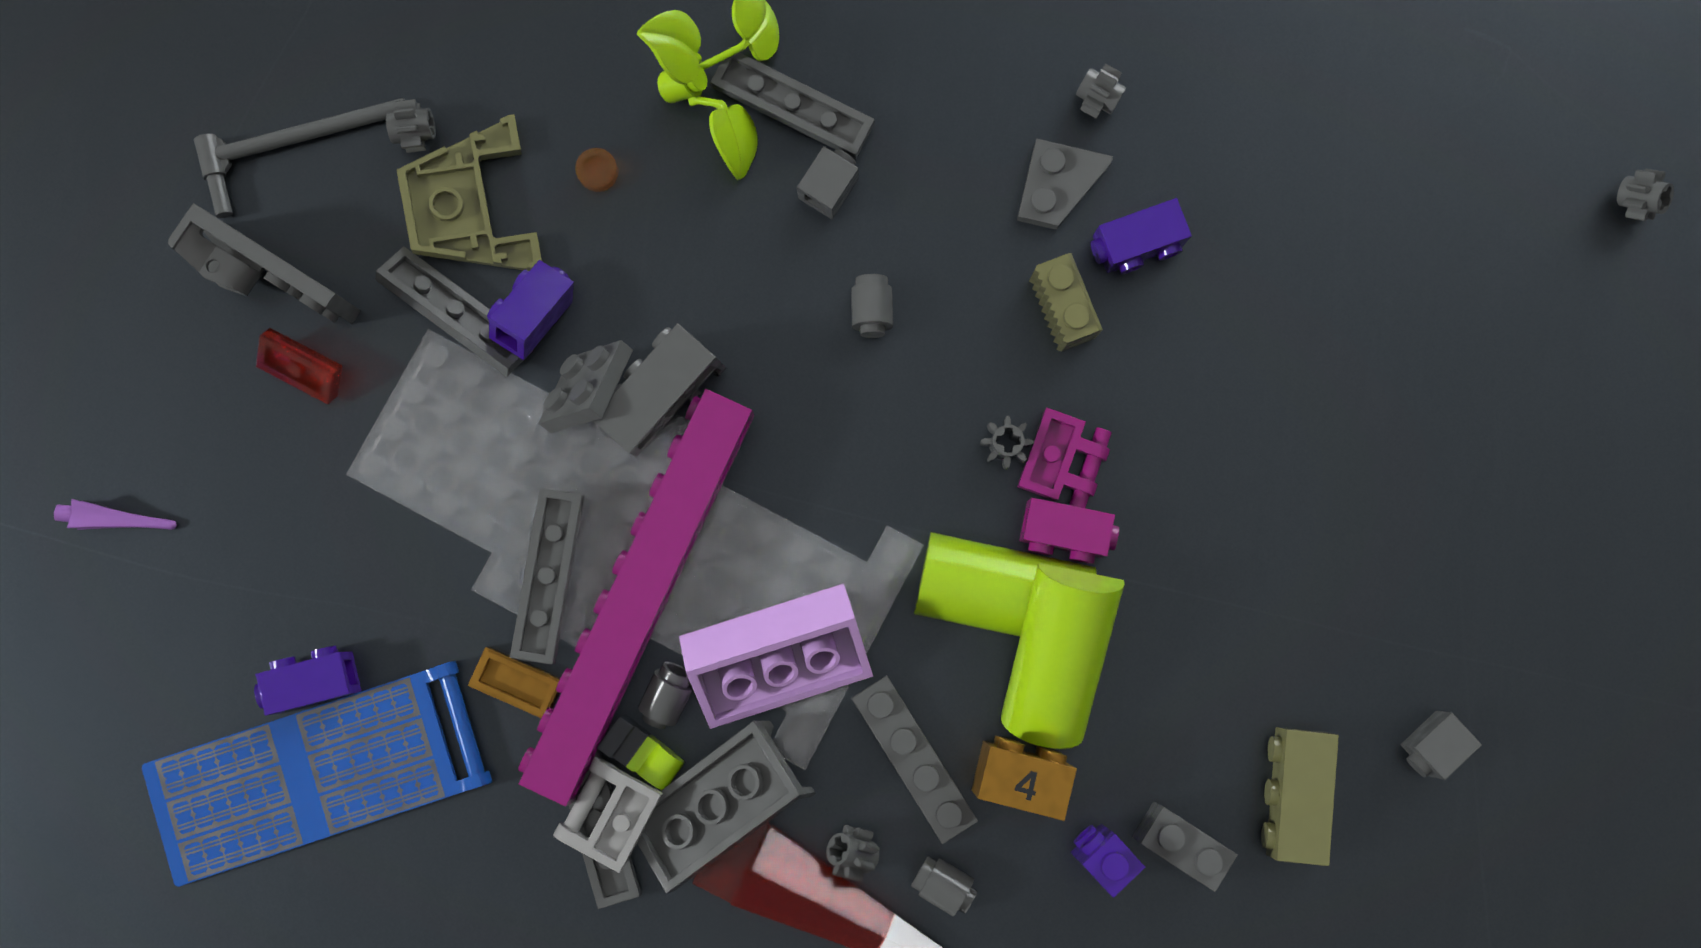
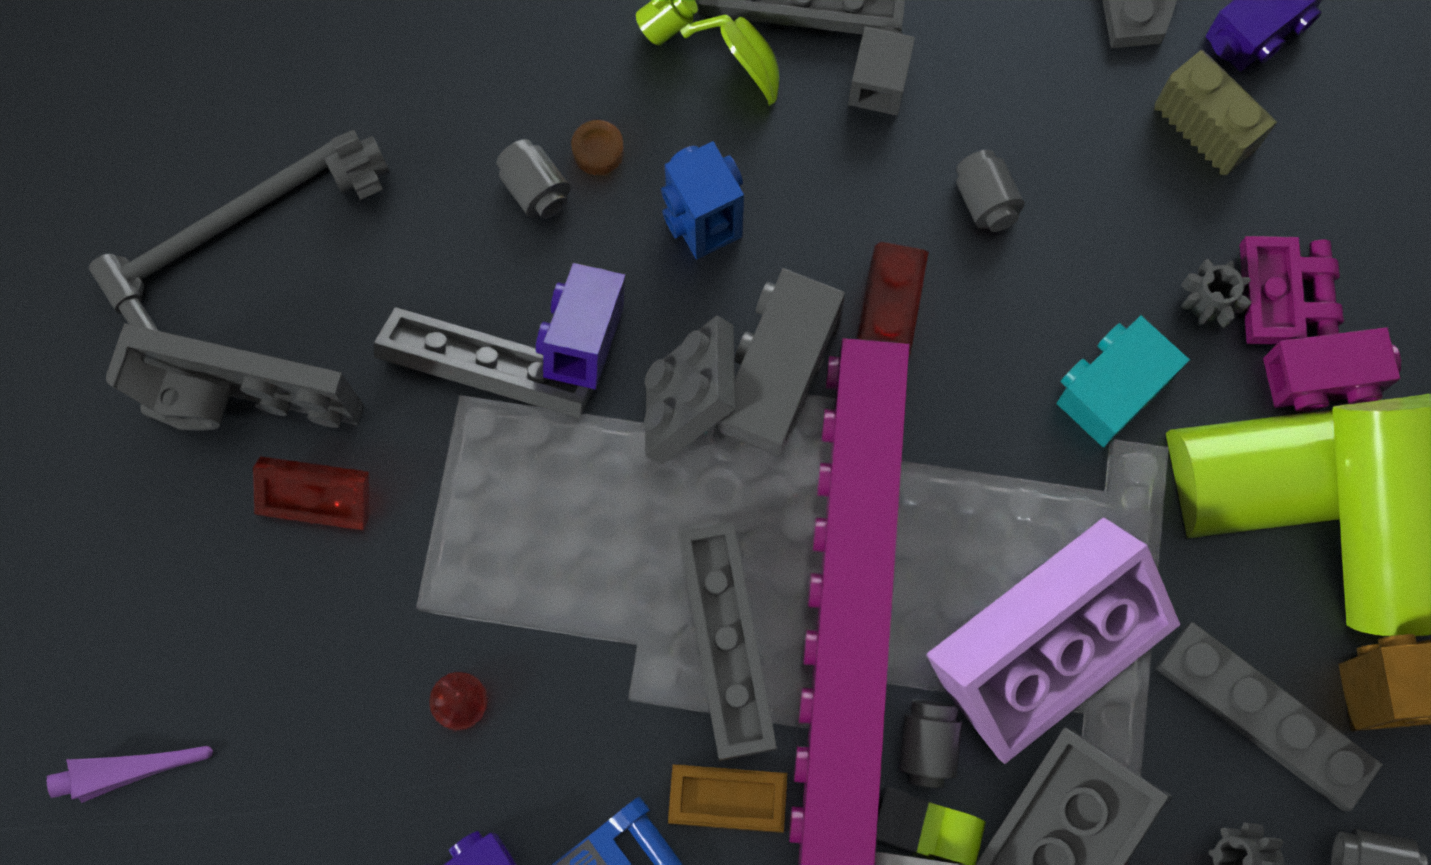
camera: 20 degrees left, 10 degrees down
(353, 550) = (458, 701): none -> clear red plate
(449, 206) = (438, 245): olive wing -> none
(537, 181) = (533, 179): none -> dark grey brick
(650, 242) = (703, 198): none -> blue brick
(762, 369) = (893, 294): none -> clear red brick
(908, 483) = (1120, 380): none -> teal brick

